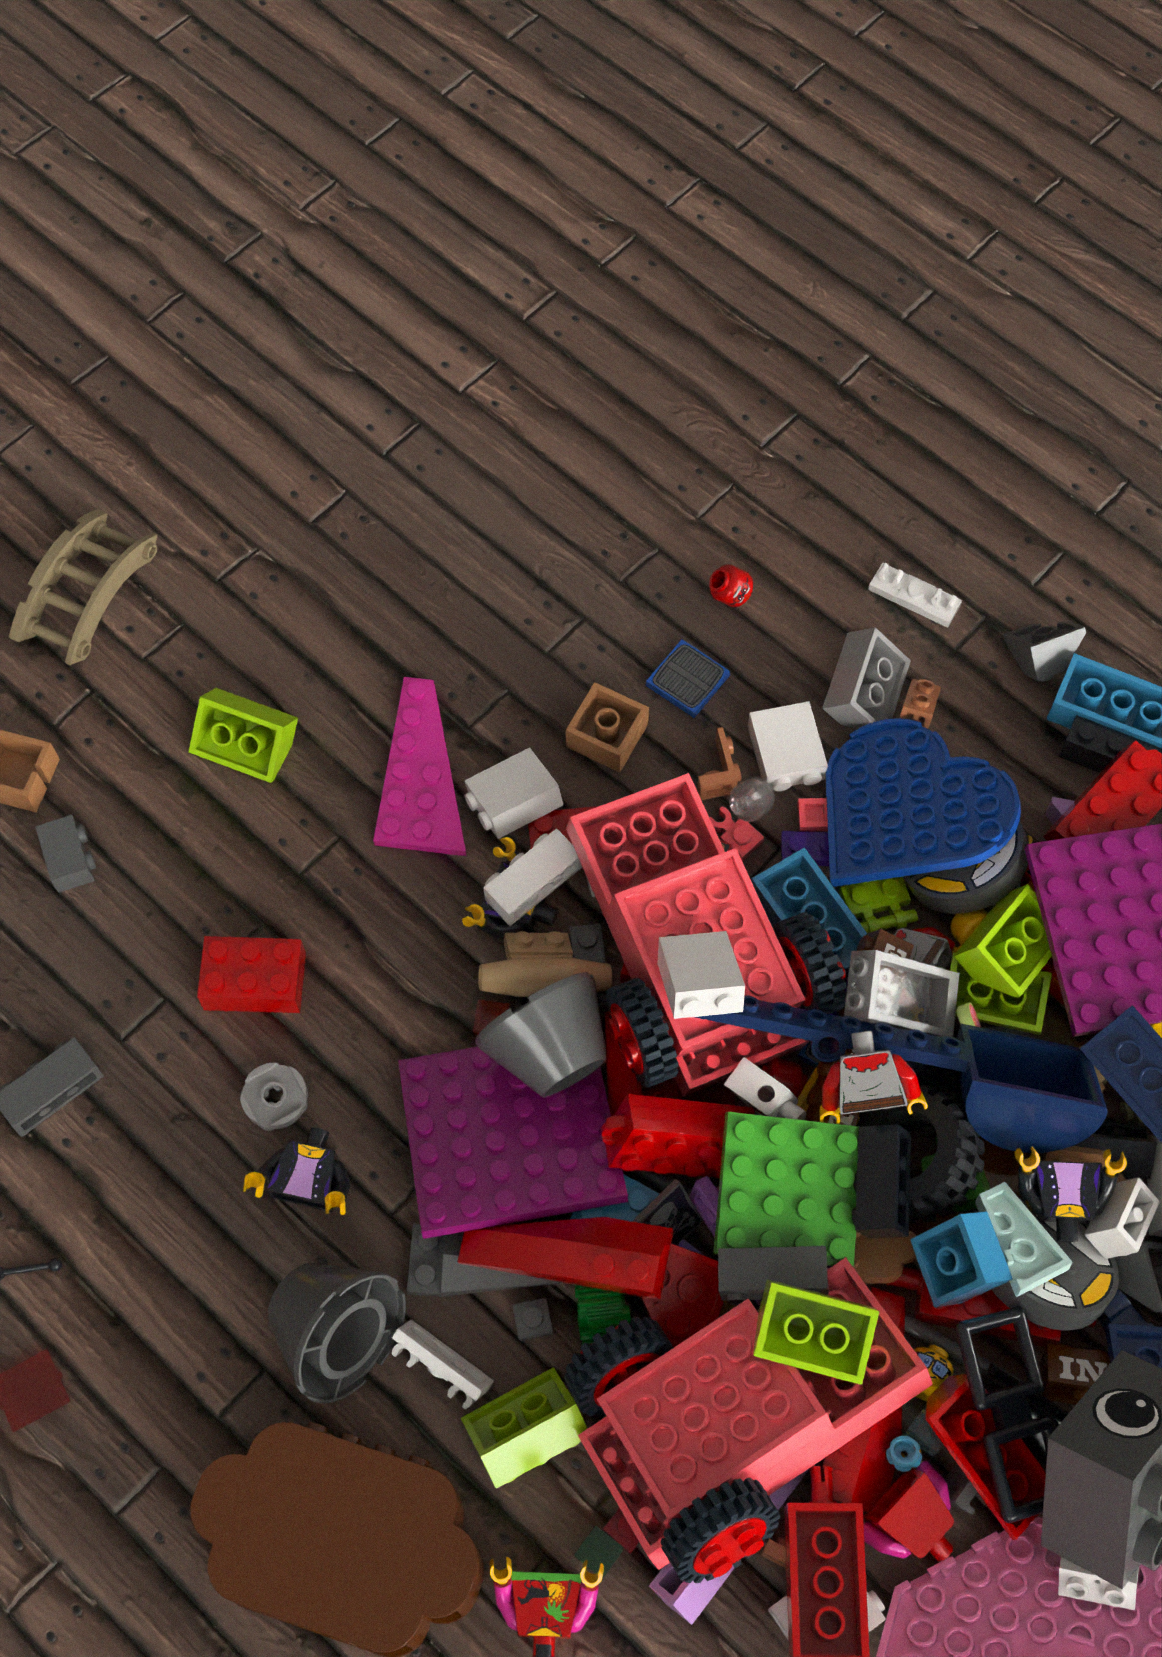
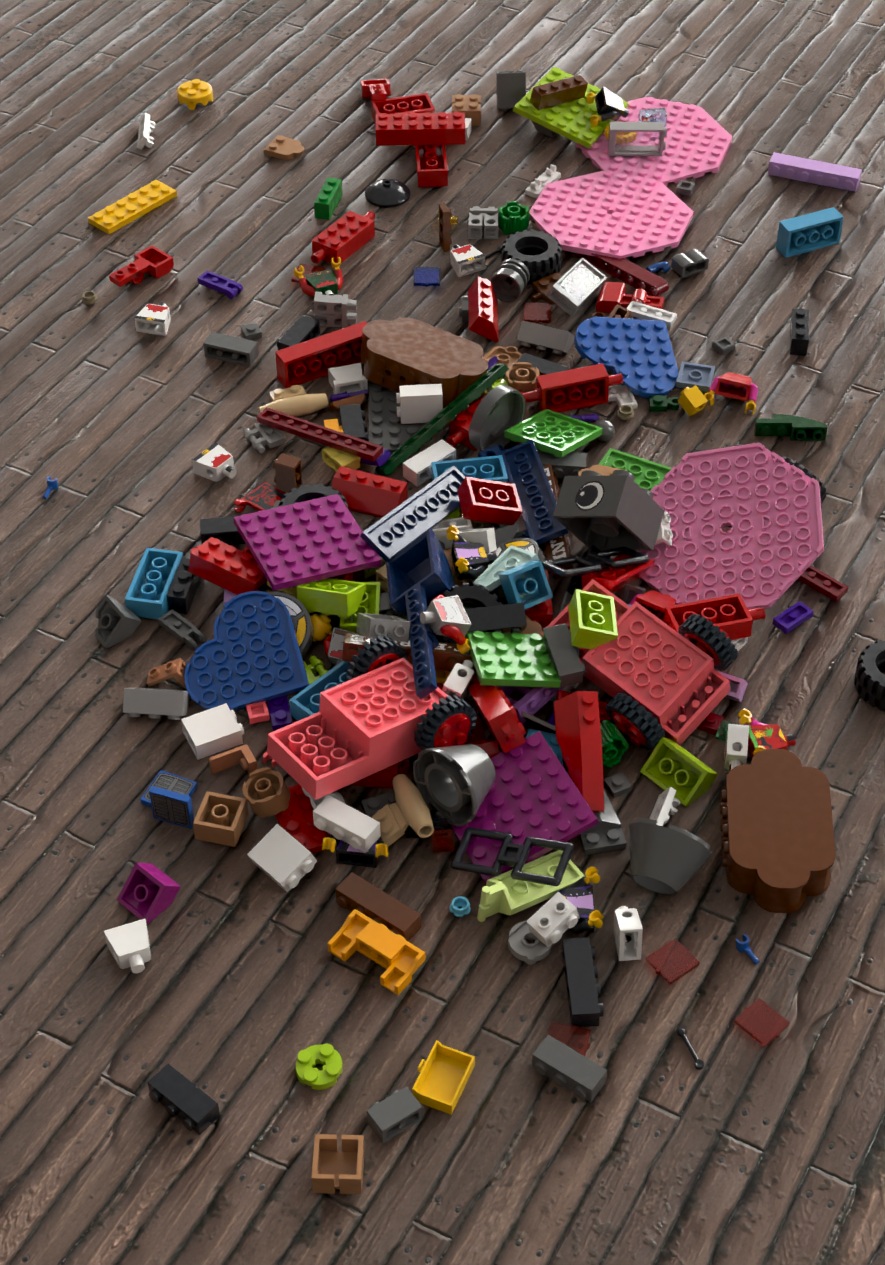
camera: 105 degrees left, 20 degrees down
(58, 561) = (154, 1184): dark tan fence -> none
(99, 925) = (443, 1077): none -> yellow container
(101, 1106) = (572, 1036): none -> clear red piece
(156, 1414) = (744, 947): none -> blue hand
(166, 770) = (314, 1055): none -> lime plate
(178, 1144) = (581, 982): none -> black brick
(178, 1295) = (672, 961): none -> clear red piece
(179, 623) = (183, 1099): none -> black brick
(221, 1230) = (628, 923): none -> white torso
(242, 734) = (270, 1030): lime slope -> none
(251, 974) = (453, 972): red brick -> none
(274, 1123) = (553, 919): none -> white brick
(323, 890) = (379, 945): none -> light orange bracket
(366, 1008) = (460, 902): none -> medium azure plate
(367, 1124) = (511, 896): none -> yellowish green hinge
(394, 902) = (377, 905): none -> reddish brown brick
(405, 1098) = (512, 855): none -> black bar
(418, 790) = (287, 920): dark pink wing -> none
(429, 595) = (130, 945): none -> white torso
(513, 628) = (148, 891): none -> magenta slope
(547, 1543) = (736, 753): none -> white torso
(625, 774) = (266, 792): none -> medium nougat brick
(641, 664) = (171, 807): none -> tile
(700, 974) = (414, 682): white brick -> none
(731, 585) = (96, 776): red head -> none
(751, 799) = (256, 738): clear head -> none
(915, 594) = (82, 691): white plate -> none
(968, 1015) = (383, 608): yellowish green tile -> none
(1018, 737) = (182, 629): none -> dark grey hinge

